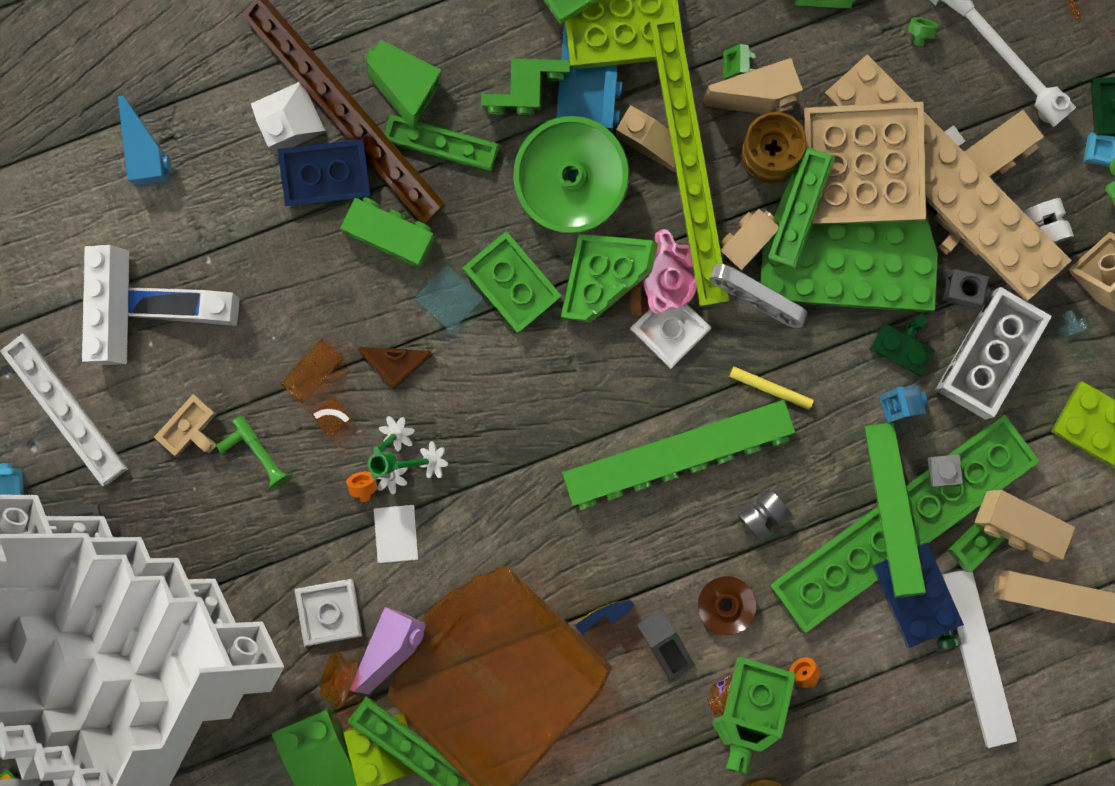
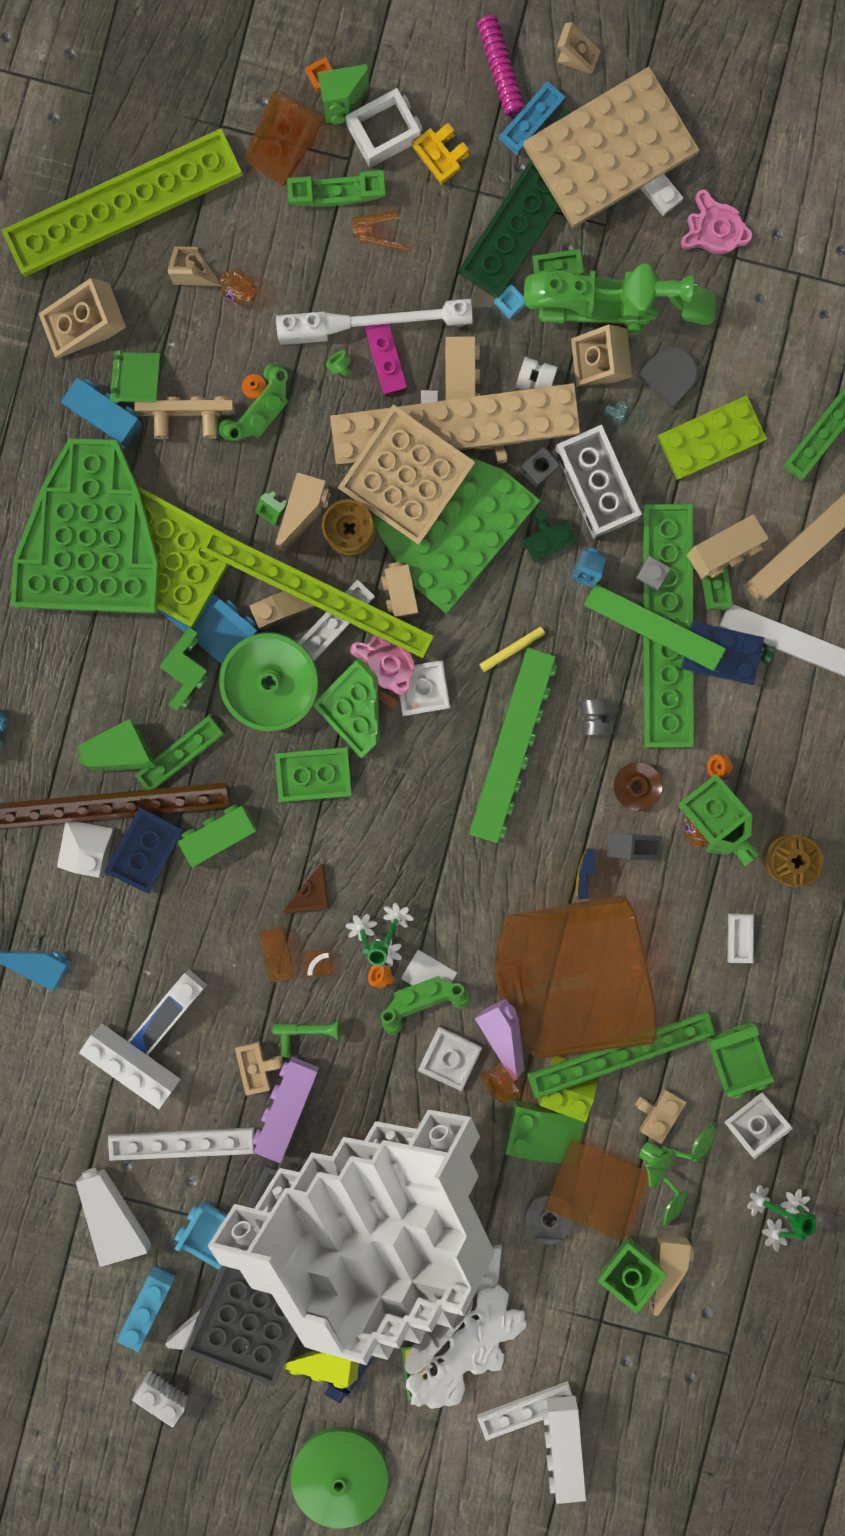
camera: 60 degrees left, 5 degrees up
(166, 485) = (286, 1109): none -> lavender brick
(367, 539) = (421, 997): none -> bright green plate
(449, 298) = (292, 825): clear light blue piece -> none
(665, 198) = (330, 626): none -> white plate
(758, 295) = (444, 613): light grey beam -> none
(801, 207) = (405, 540): bright green tile -> none
(959, 70) = (385, 358): none -> dark pink plate

